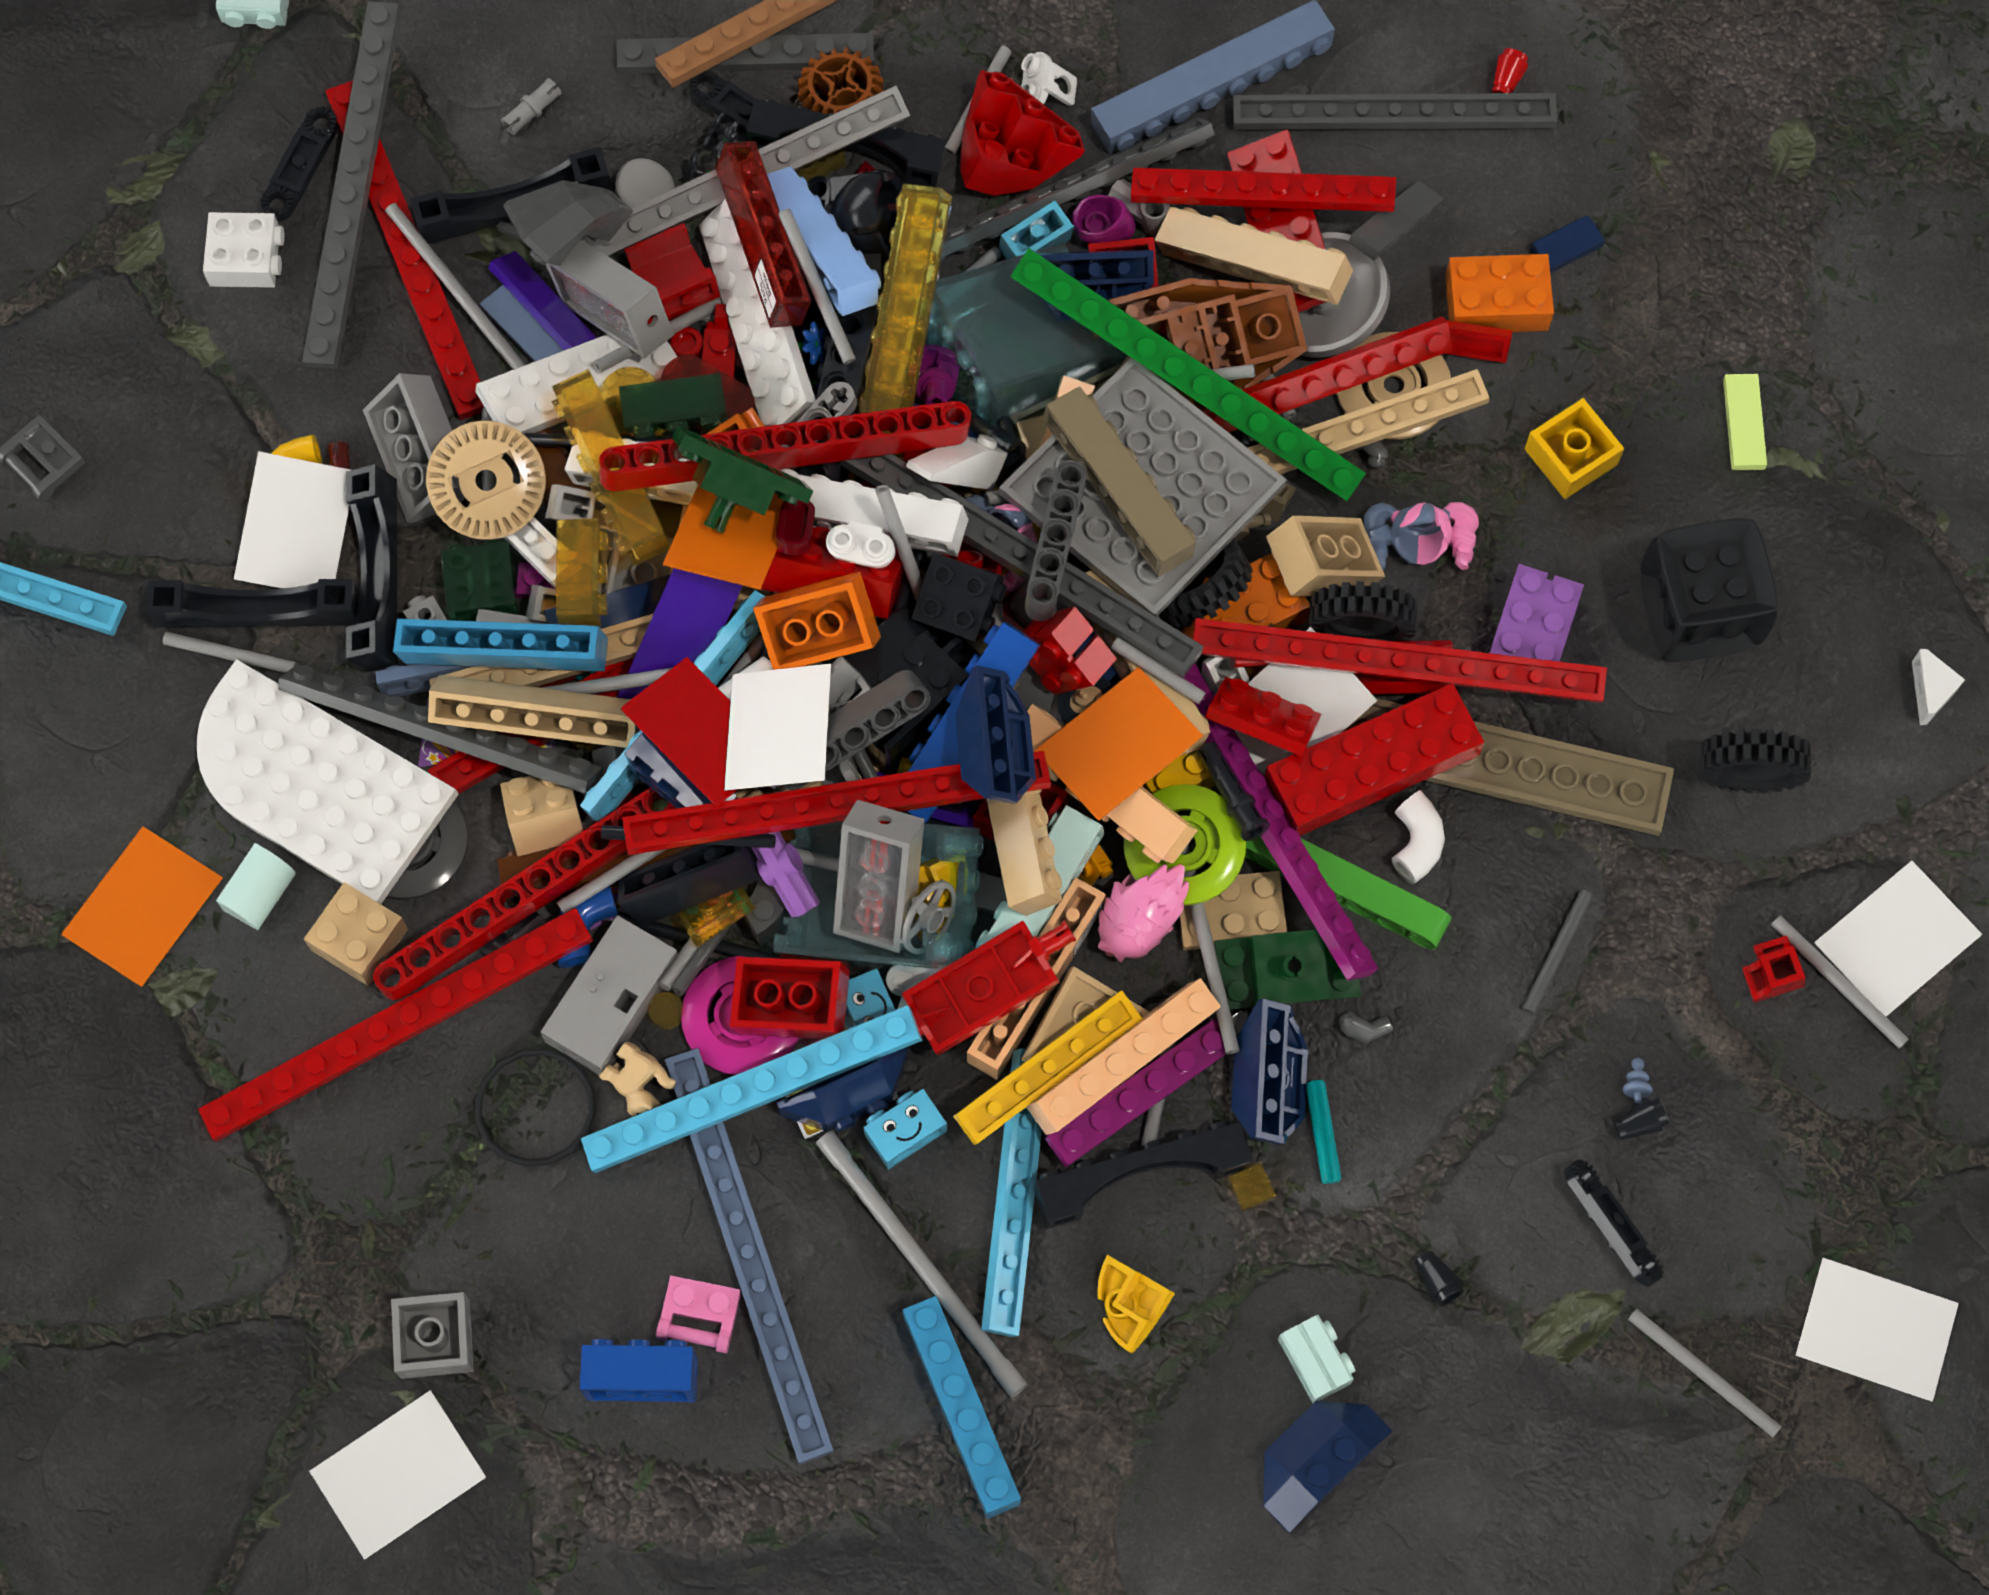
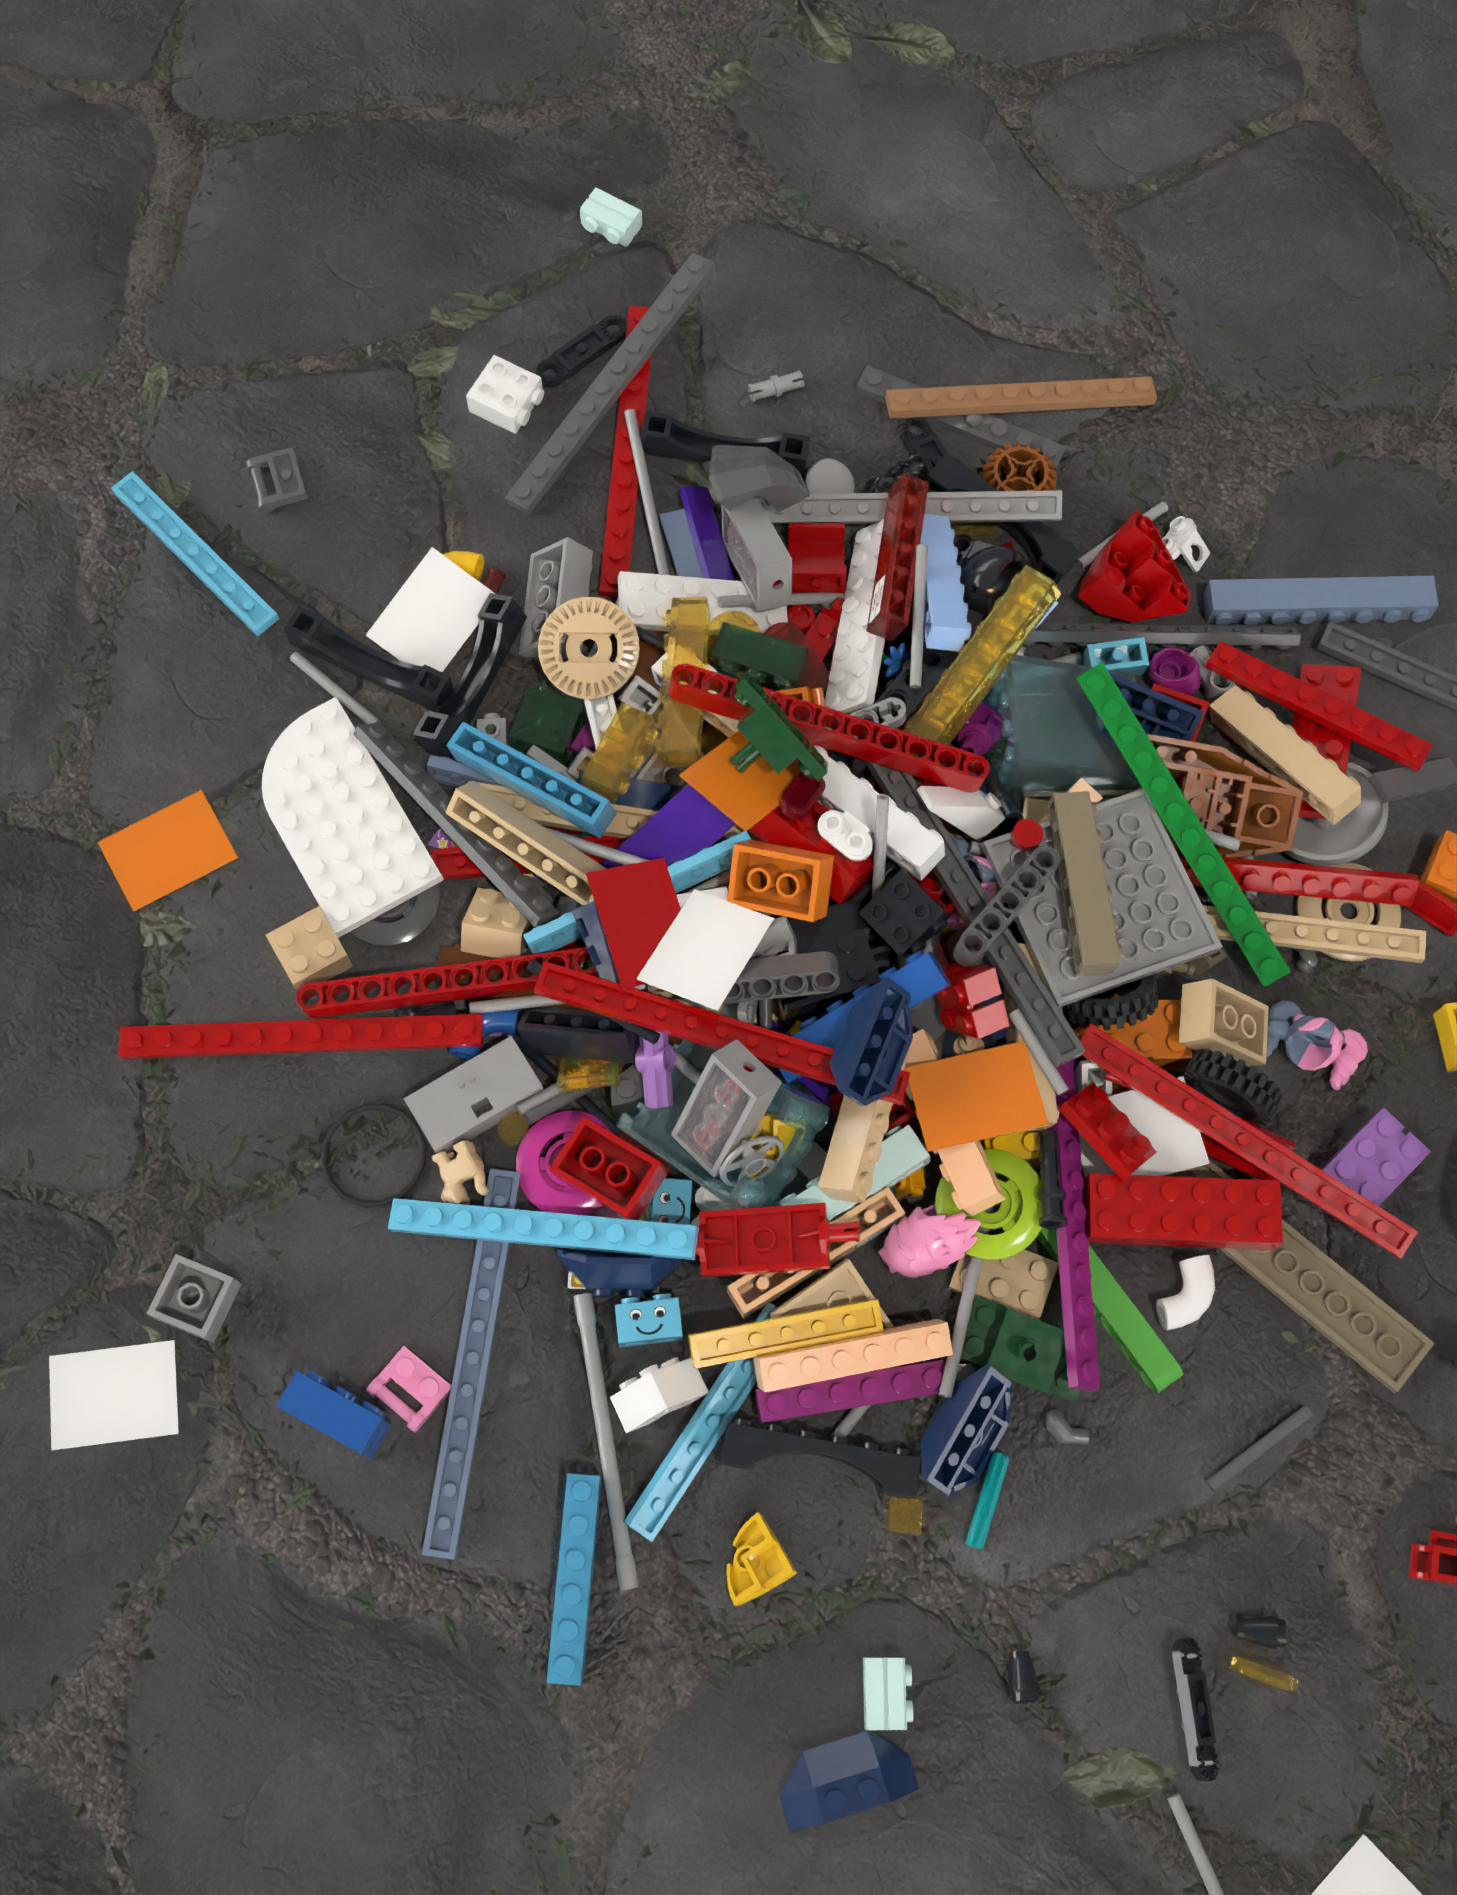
camera: 25 degrees right, 0 degrees up
(256, 886) = (256, 876): light aqua brick -> none
(950, 1190) = (658, 1393): none -> white brick
(1039, 459) = (1027, 835): none -> red tile
(1637, 1082) = (1273, 1599): sand blue hair -> none
(1662, 1158) = (1264, 1674): none -> clear yellow tile

